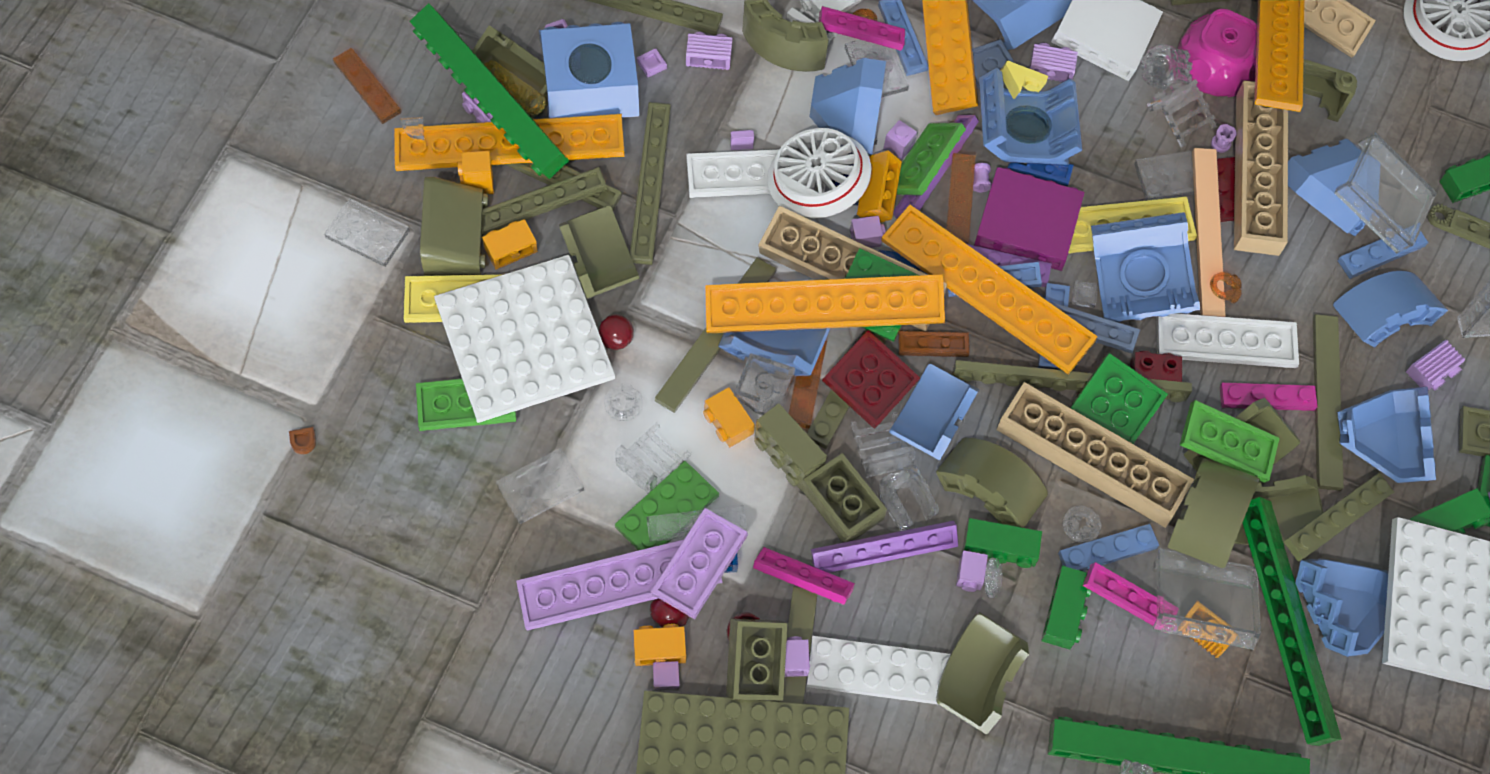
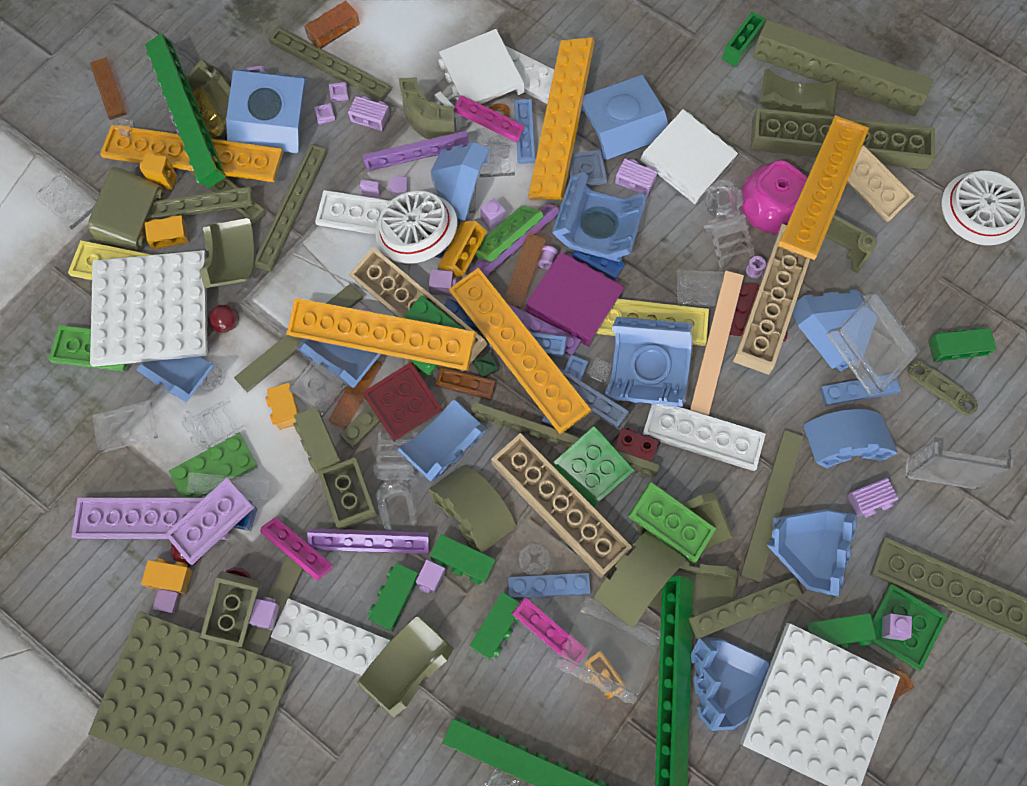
camera: 20 degrees right, 5 degrees up
(590, 410) = (179, 375): none -> medium blue panel
(659, 33) = (338, 91): none -> lavender tile
(773, 131) = (398, 185): none -> lavender tile
(783, 84) = (414, 151): none -> medium lavender plate
(936, 603) = (393, 597): none -> green brick
(953, 318) = (485, 365): none -> dark green tile
(993, 577) = (444, 587): clear gear -> none
(1017, 76) = (601, 181): light yellow slope -> none
(1232, 280) = (724, 386): clear orange piece -> none
(1279, 396) = (724, 489): dark pink plate -> none

